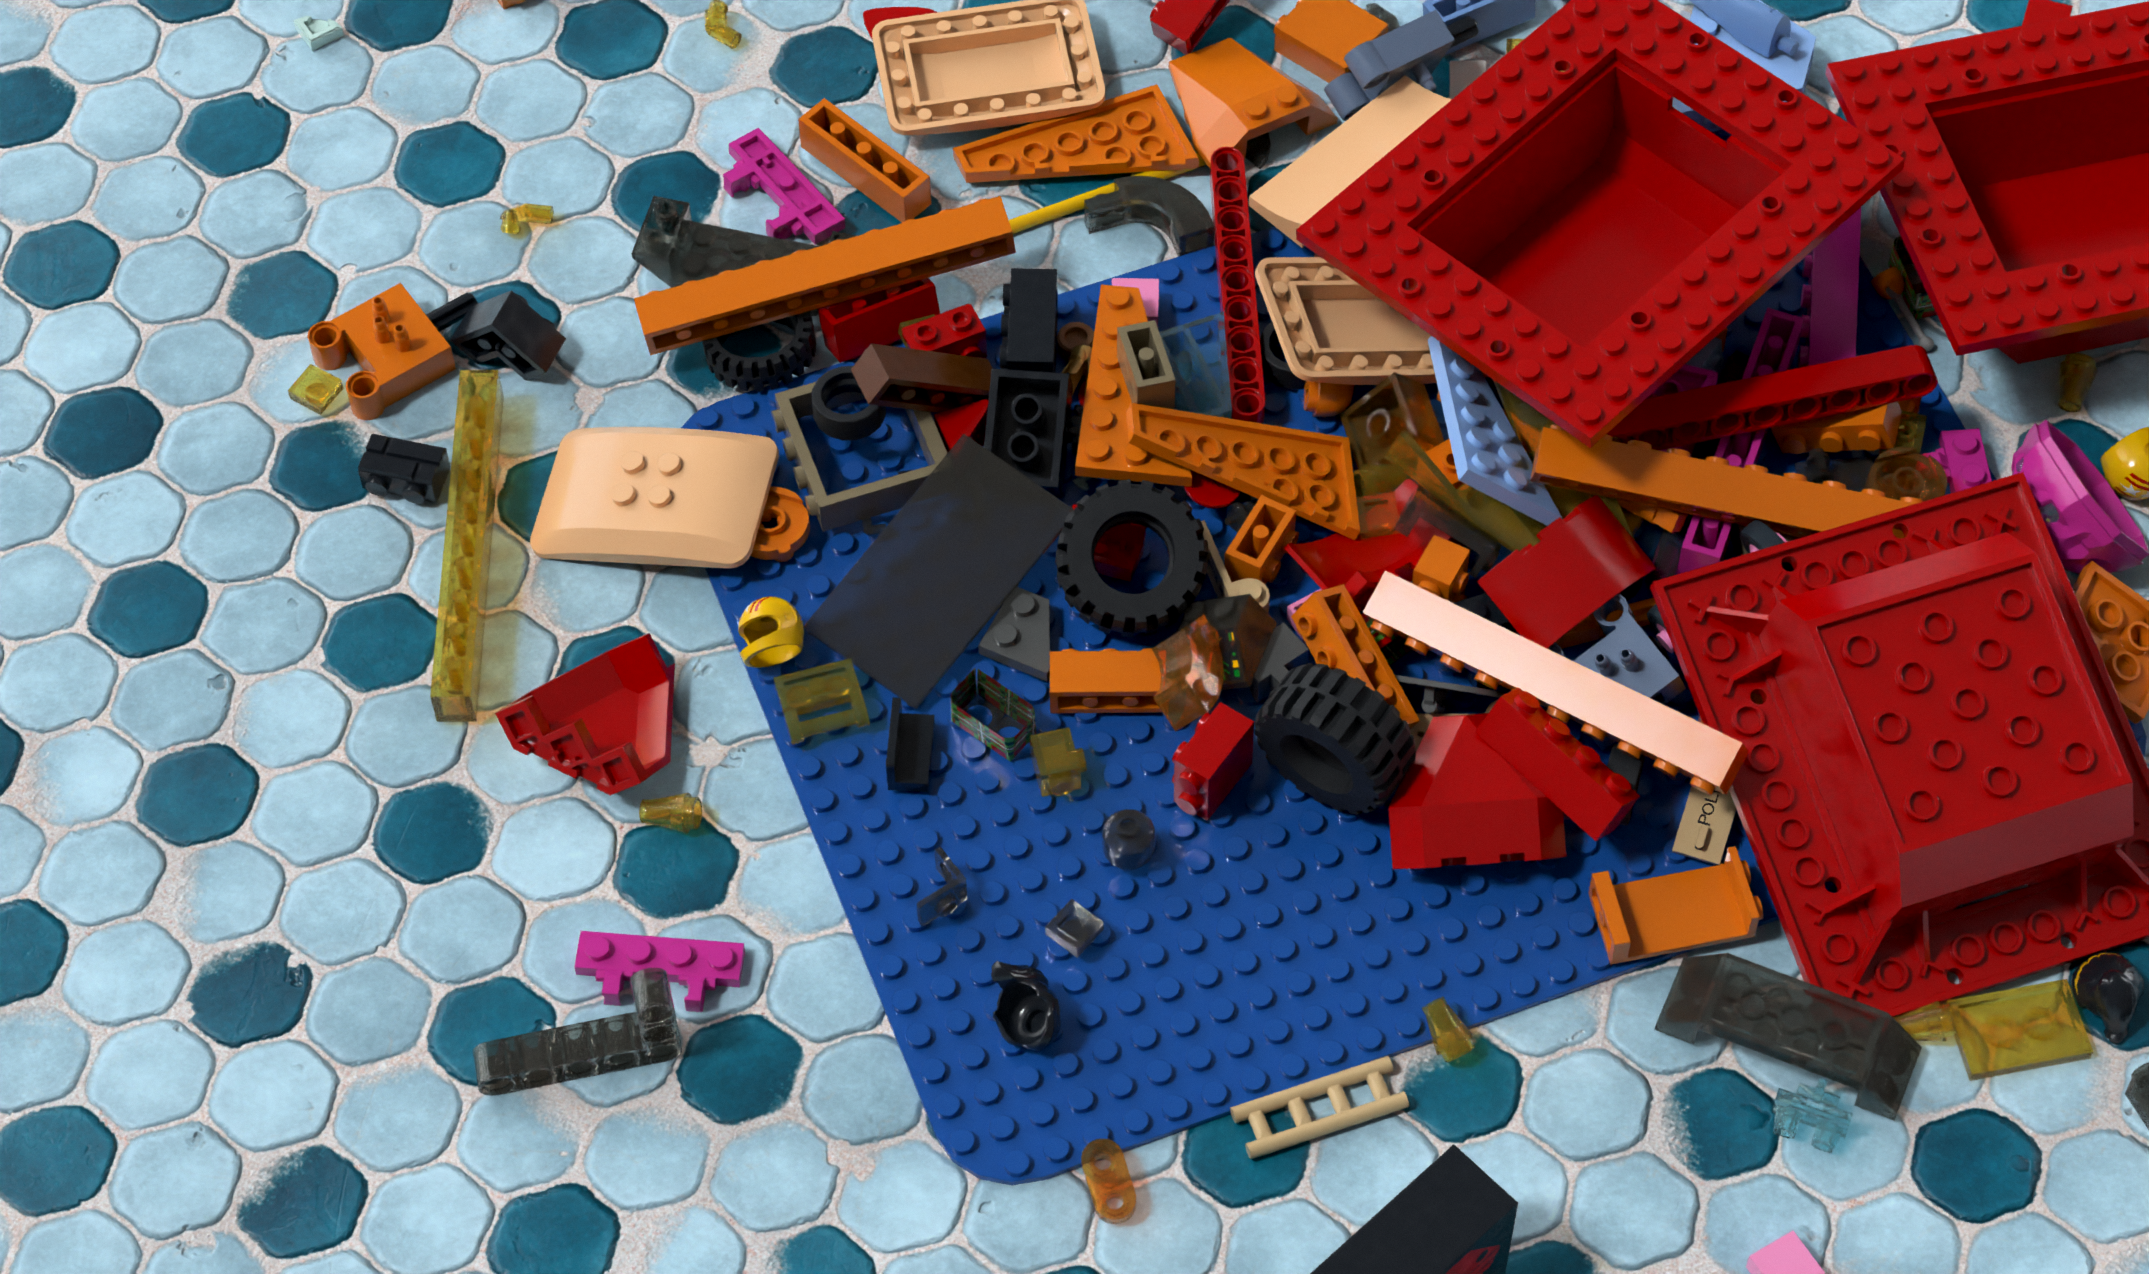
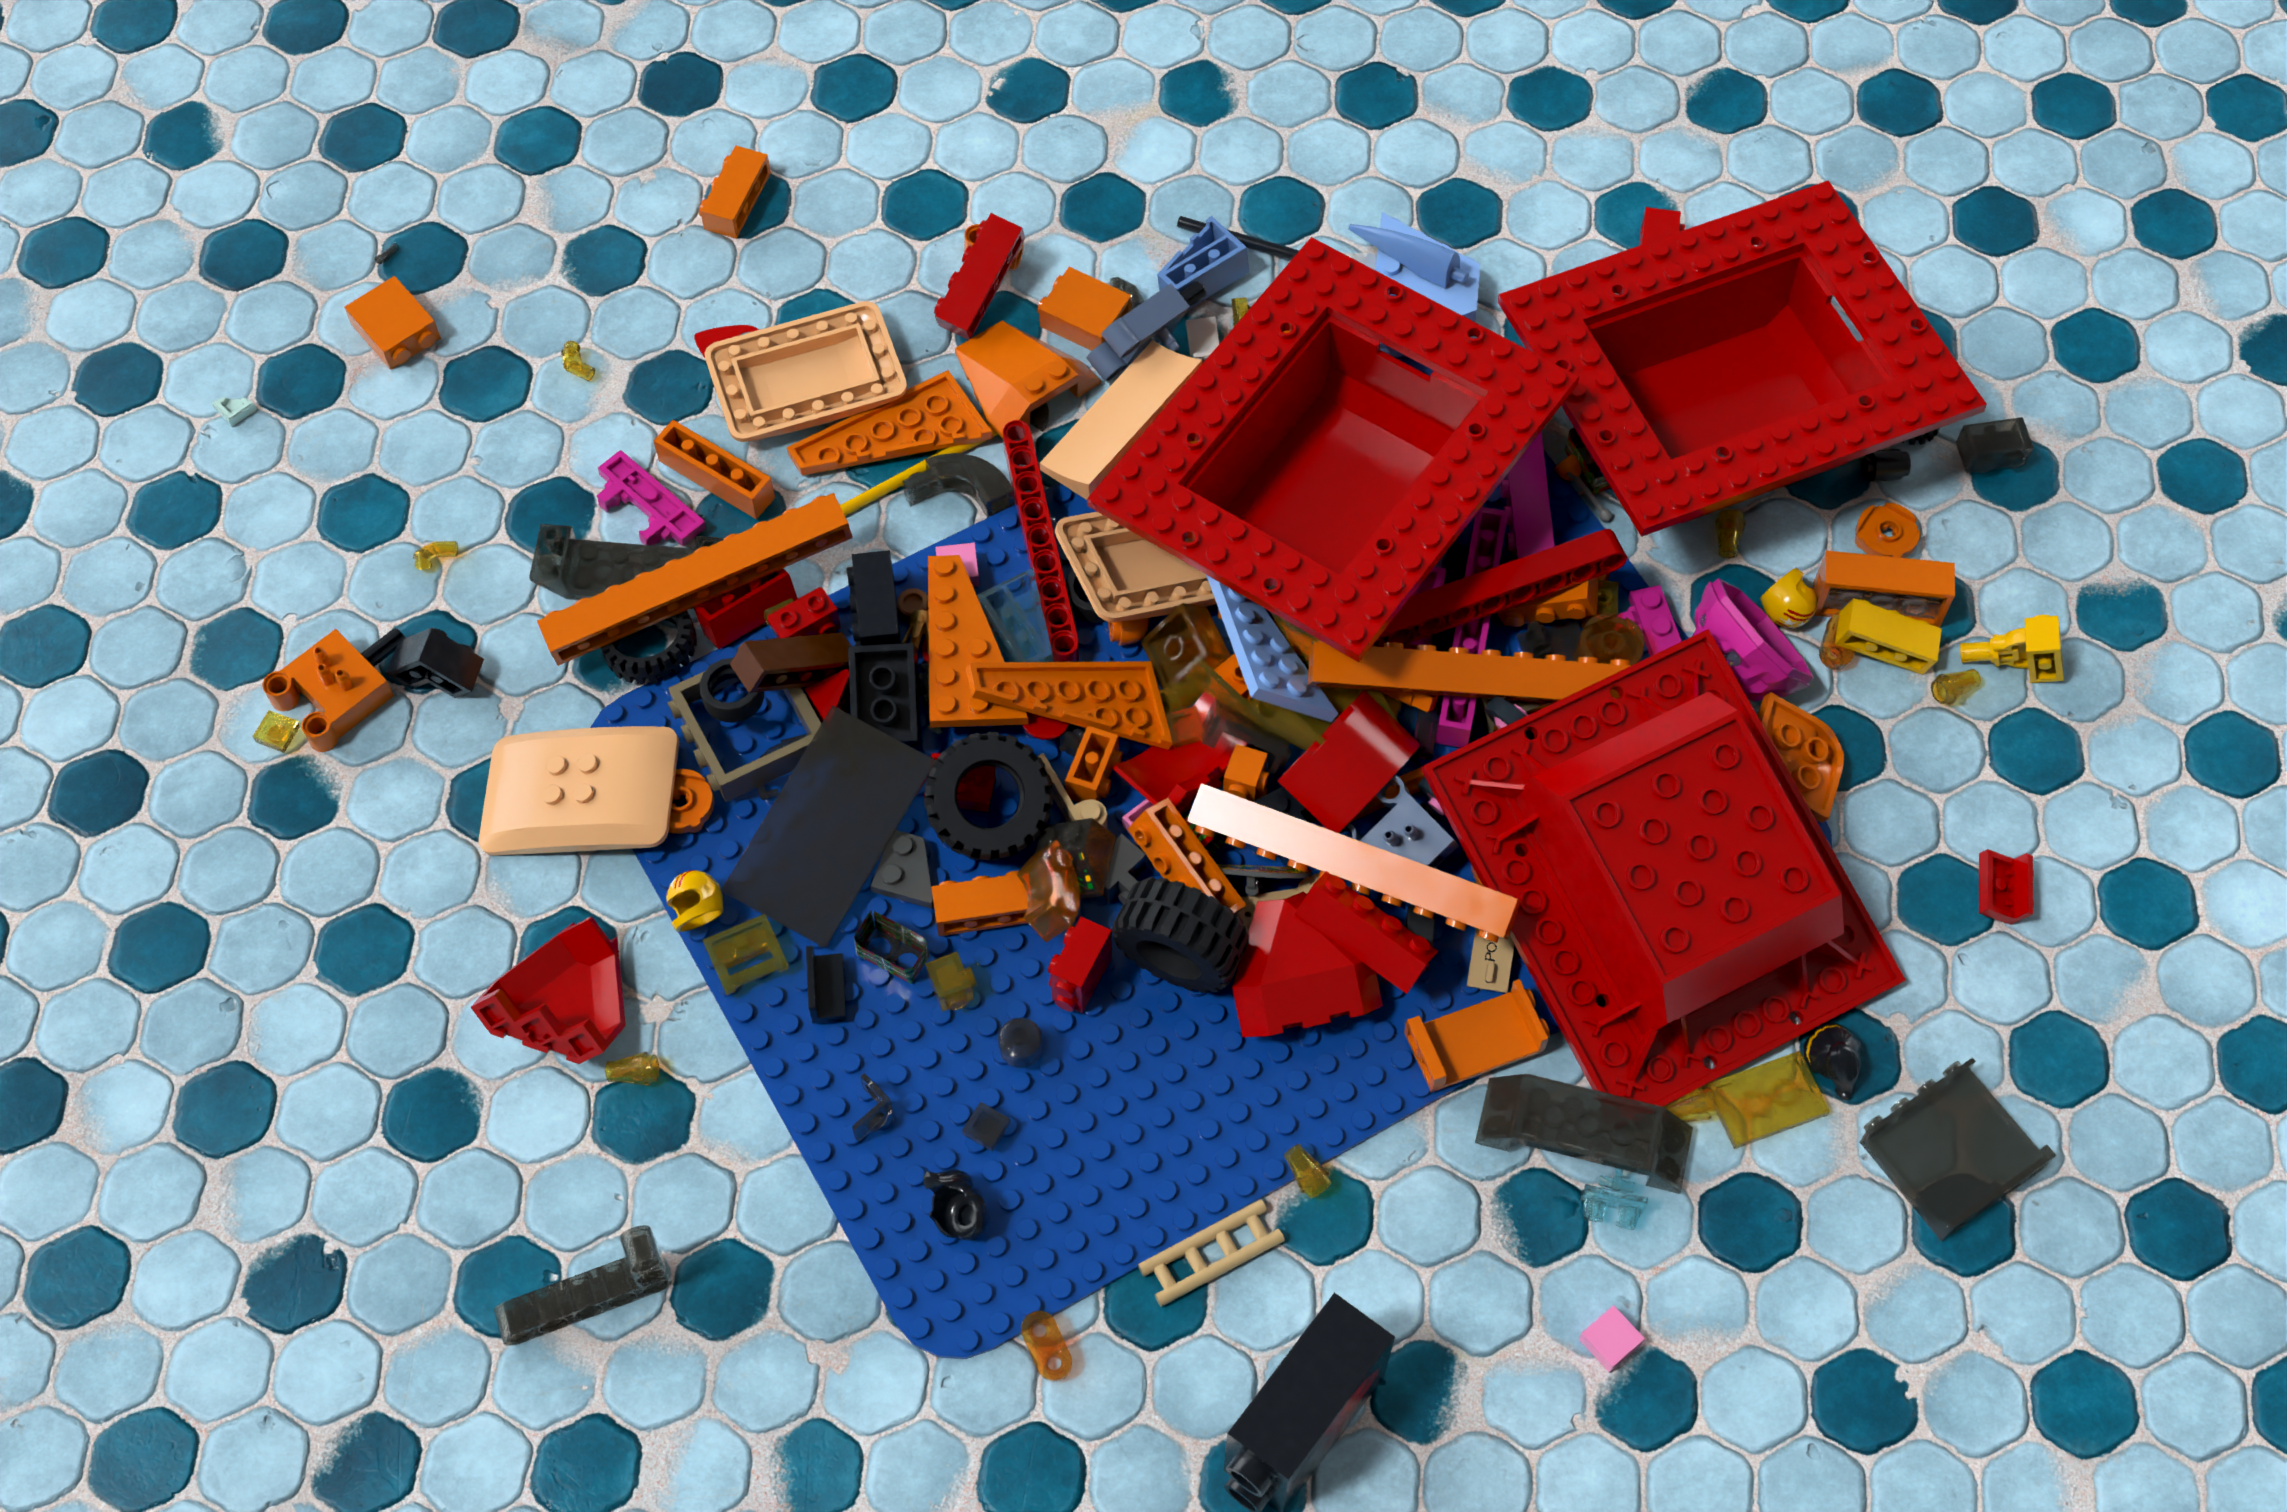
camera: 10 degrees left, 5 degrees up
(404, 469) = (361, 793): black brick -> none
(467, 547) = (426, 858): clear yellow brick -> none
(689, 962) = (664, 1201): dark pink hinge -> none
(1145, 365) = (976, 627): dark tan brick -> none

